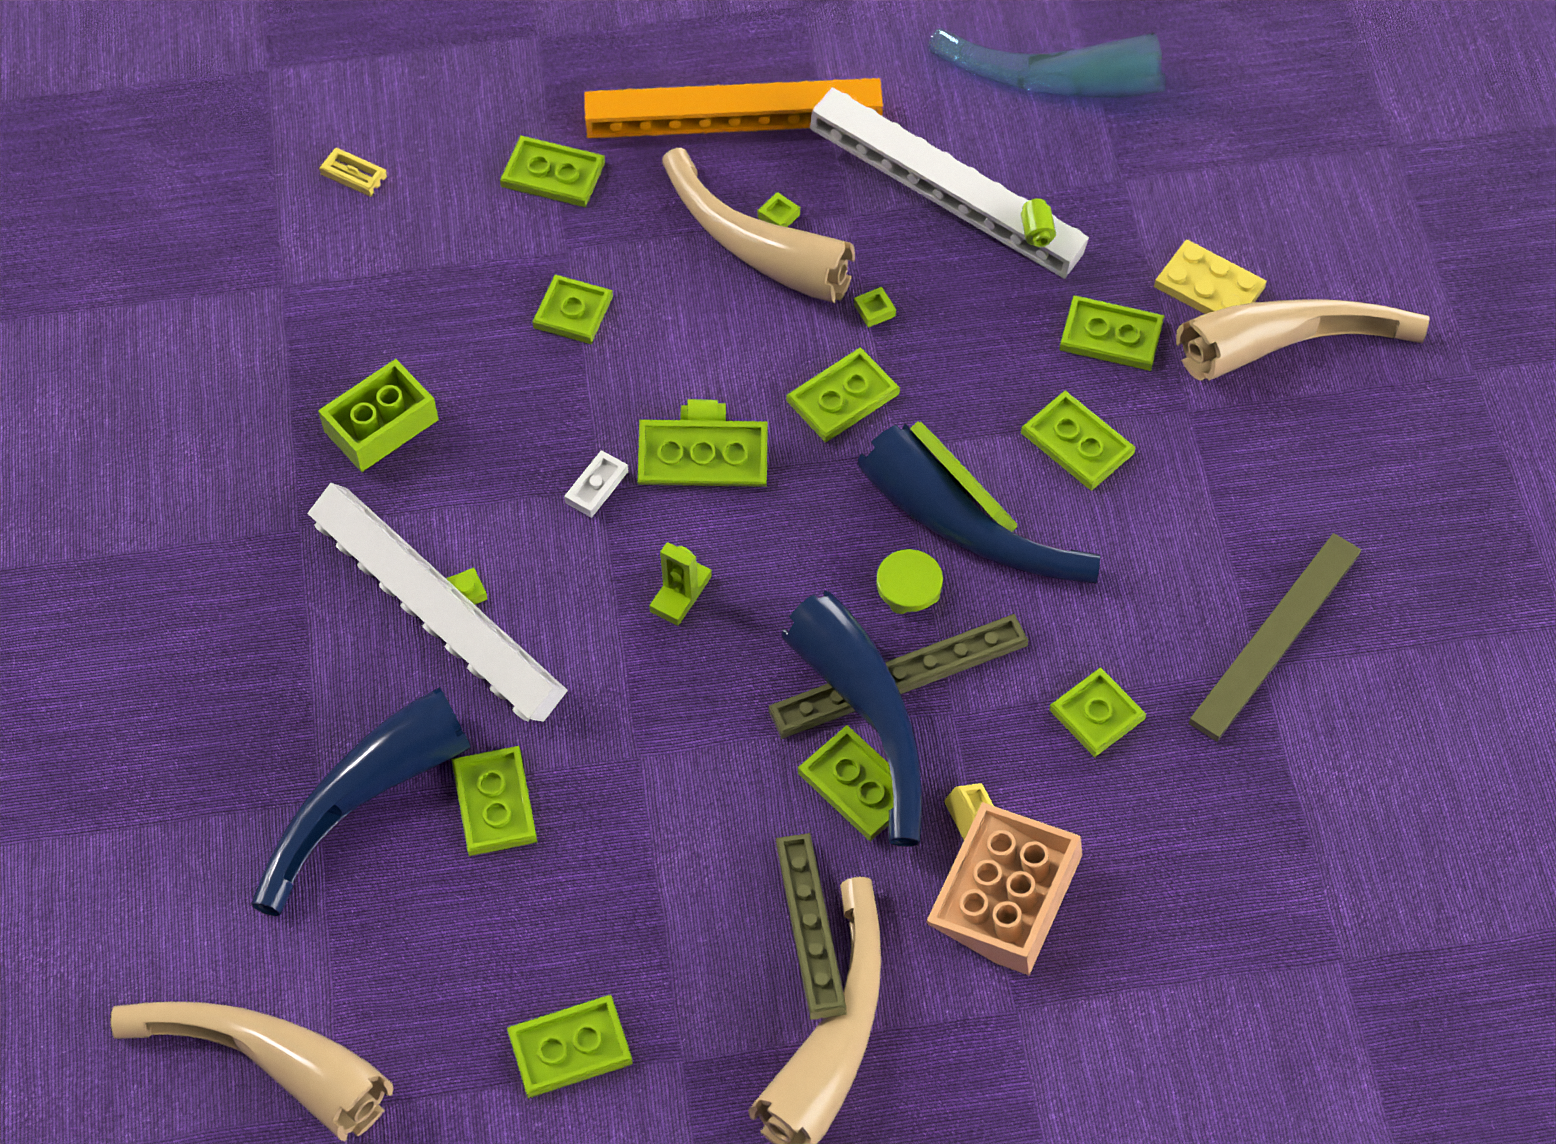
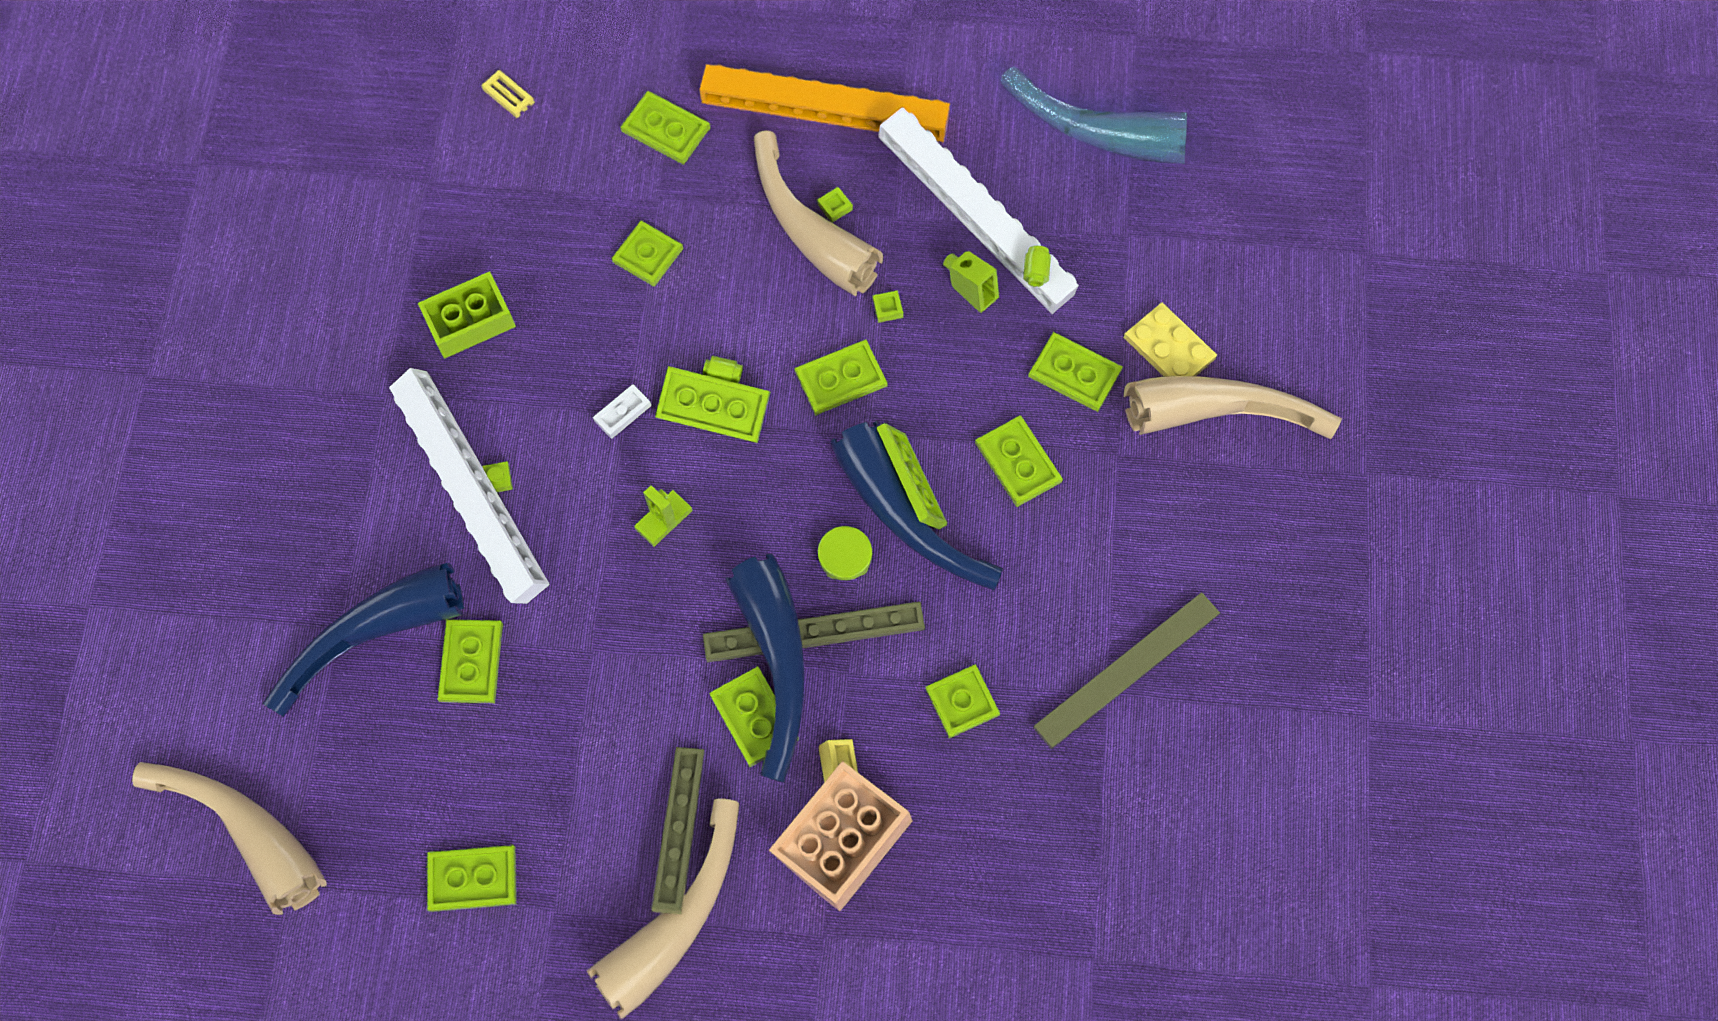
camera: 15 degrees right, 10 degrees up
(966, 256) = (973, 279): none -> lime torso

